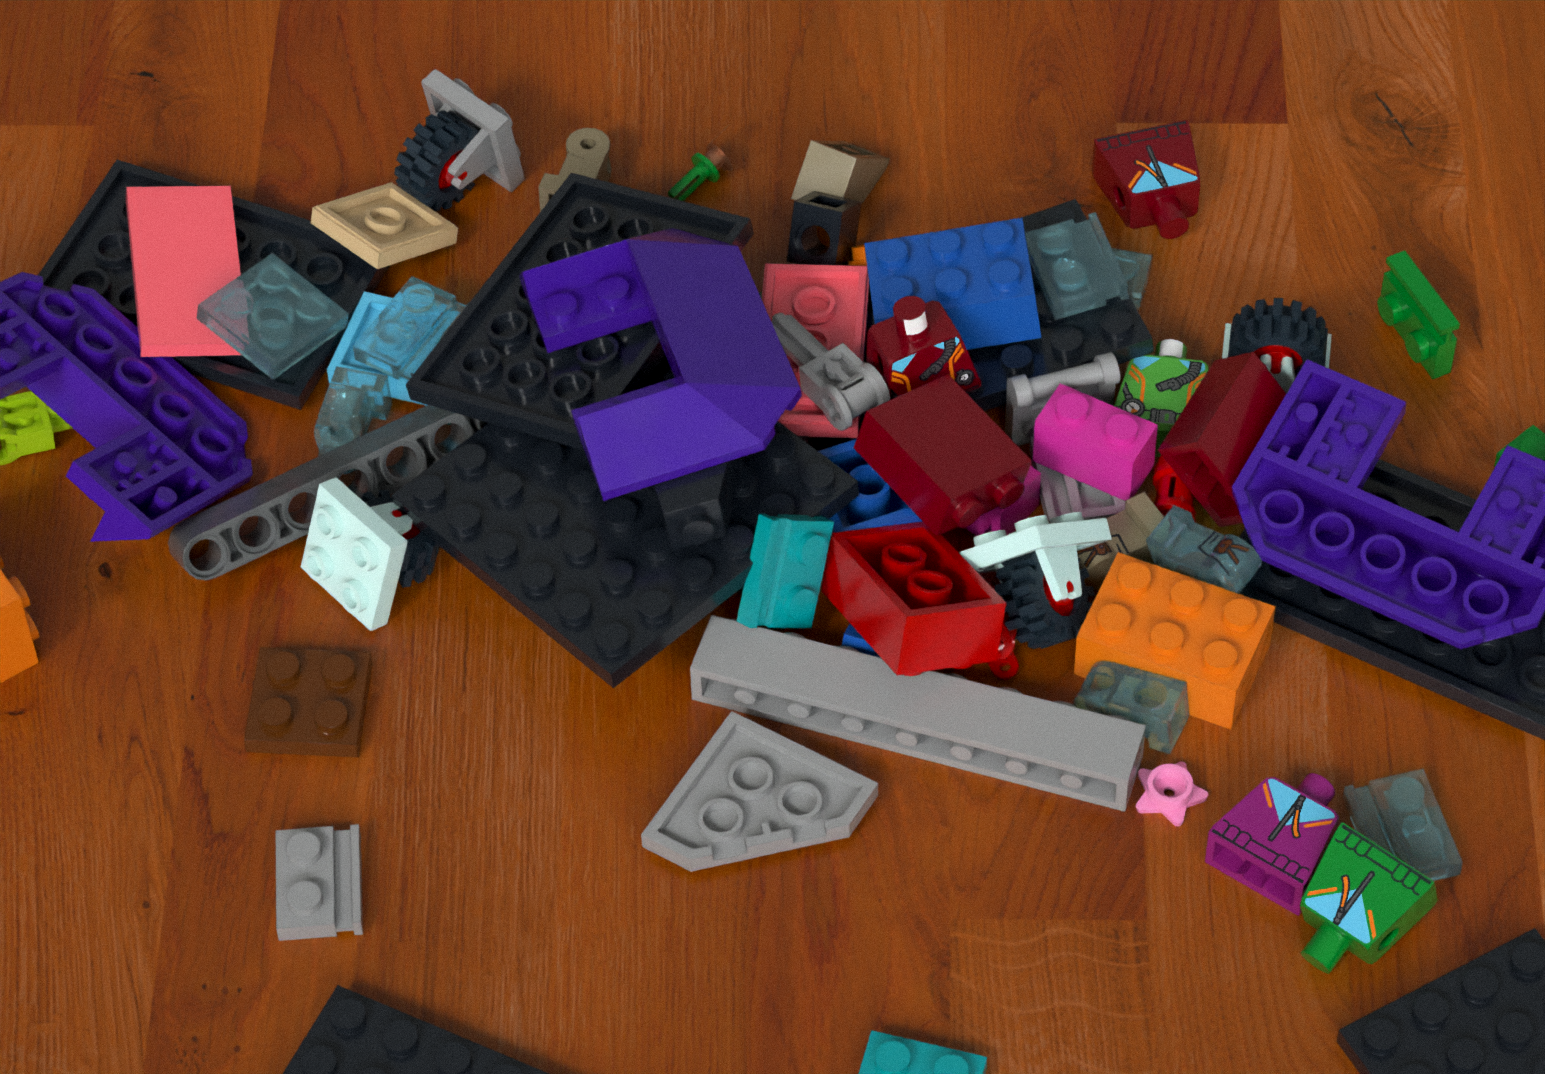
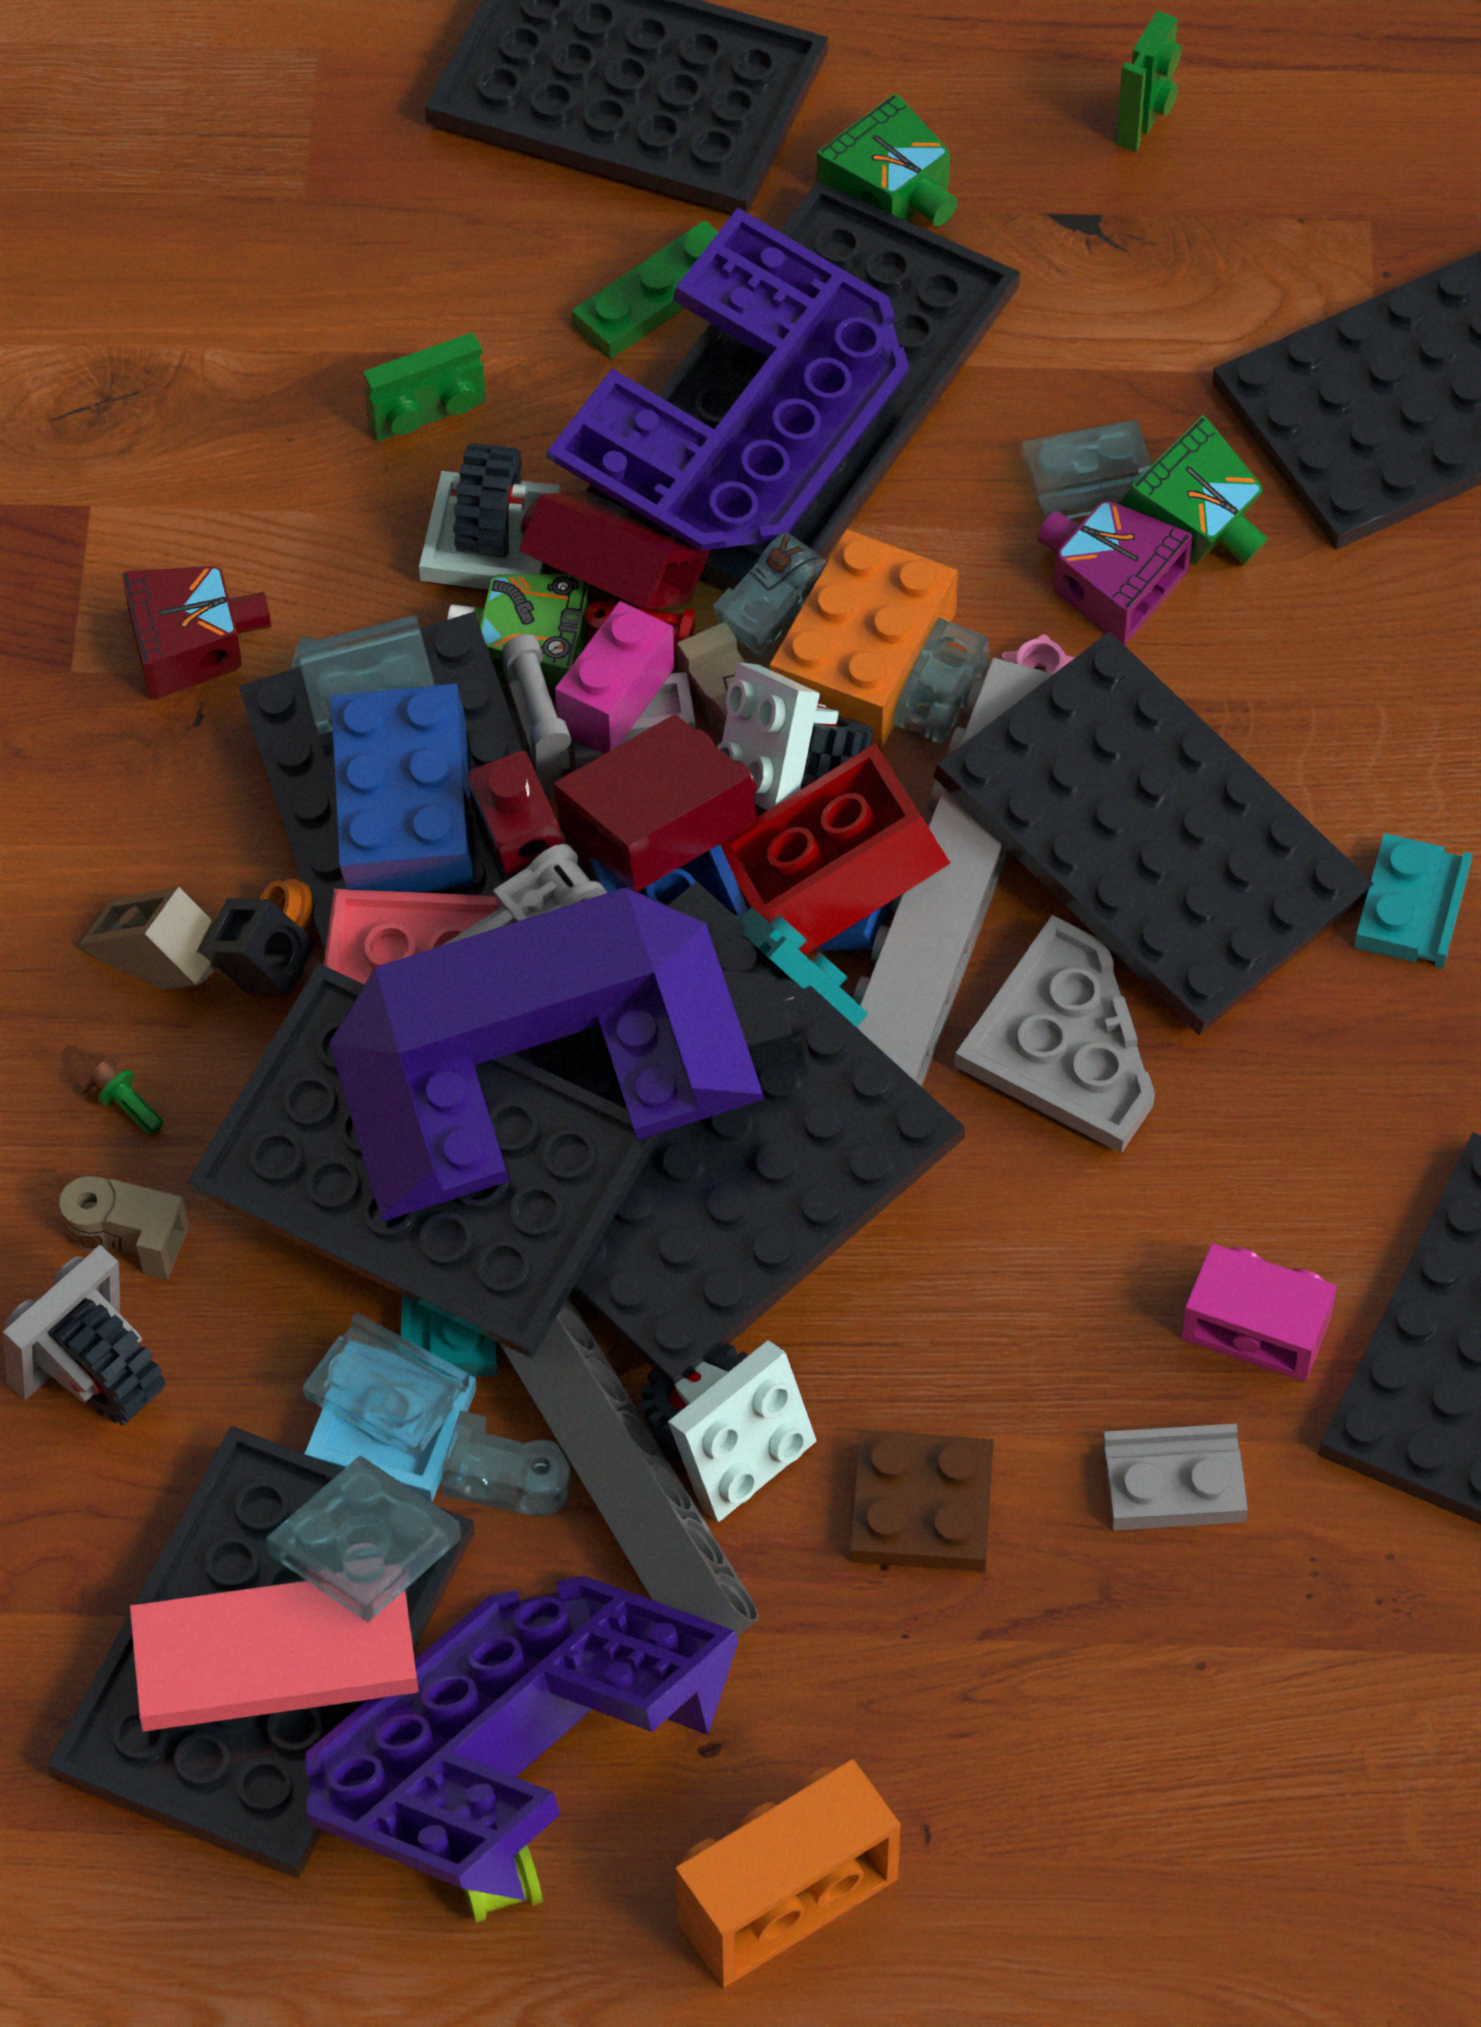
camera: 90 degrees left, 5 degrees up
(384, 225) = (197, 1434): tan tile -> none
(468, 938) = (1259, 1311): none -> dark pink brick
(965, 856) = (1153, 832): none -> black plate

